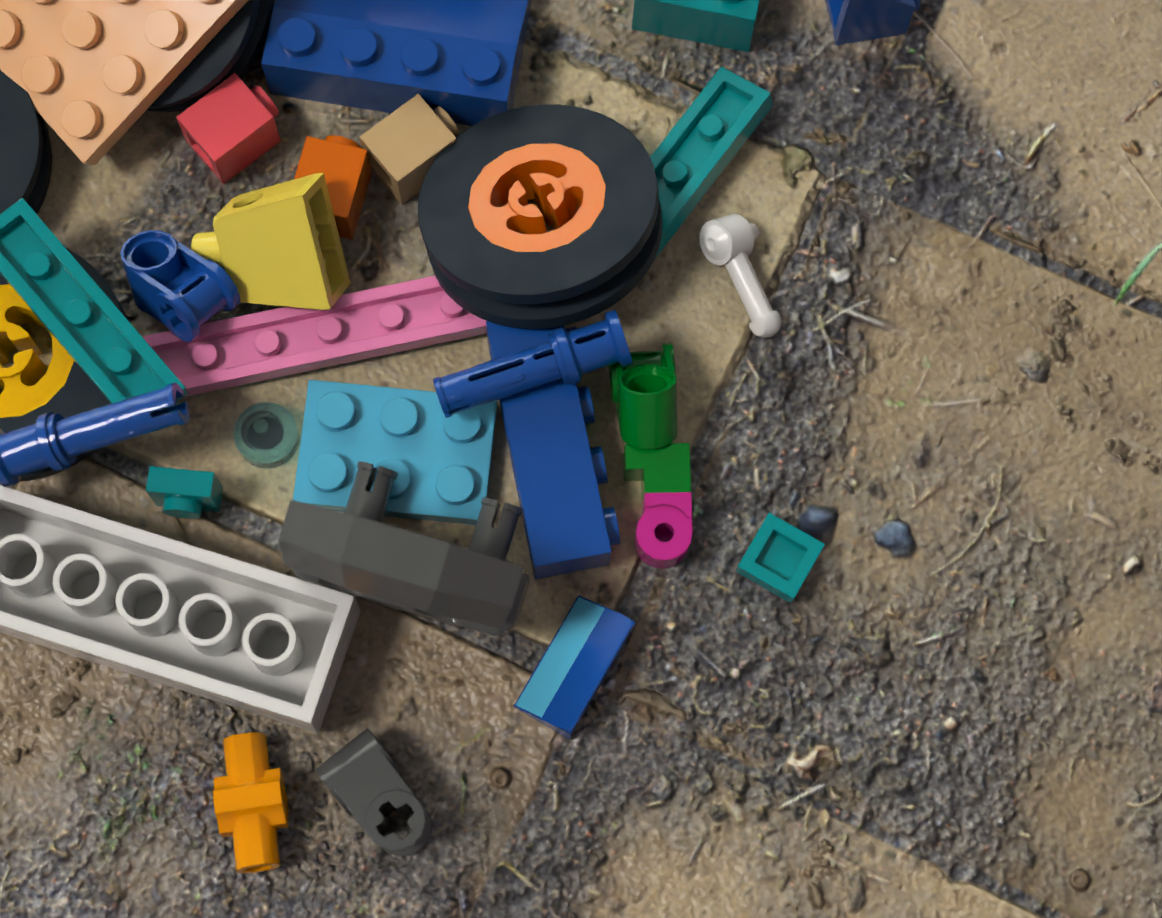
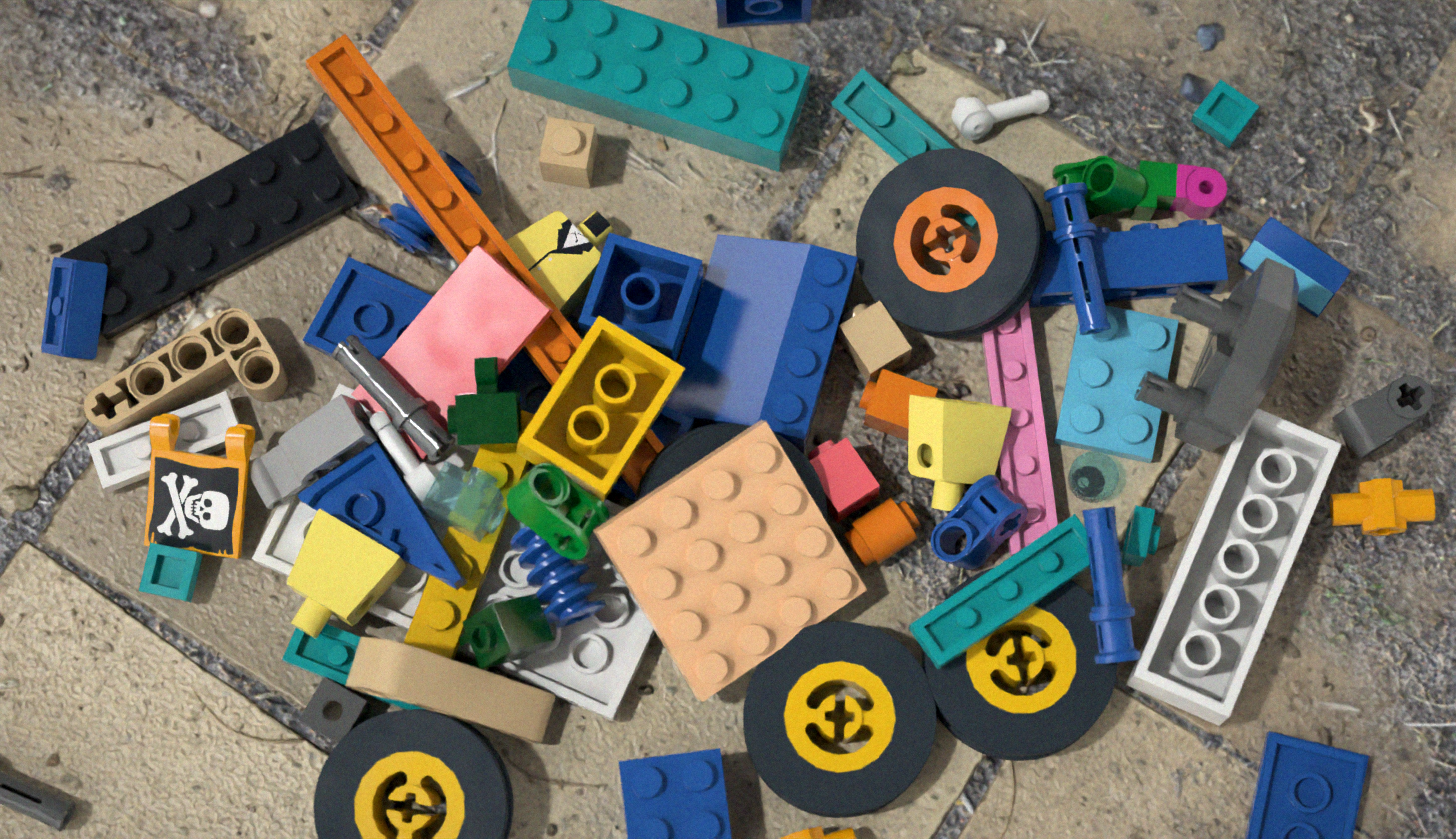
camera: 75 degrees left, 0 degrees up
(167, 183) = (882, 532): none -> orange brick

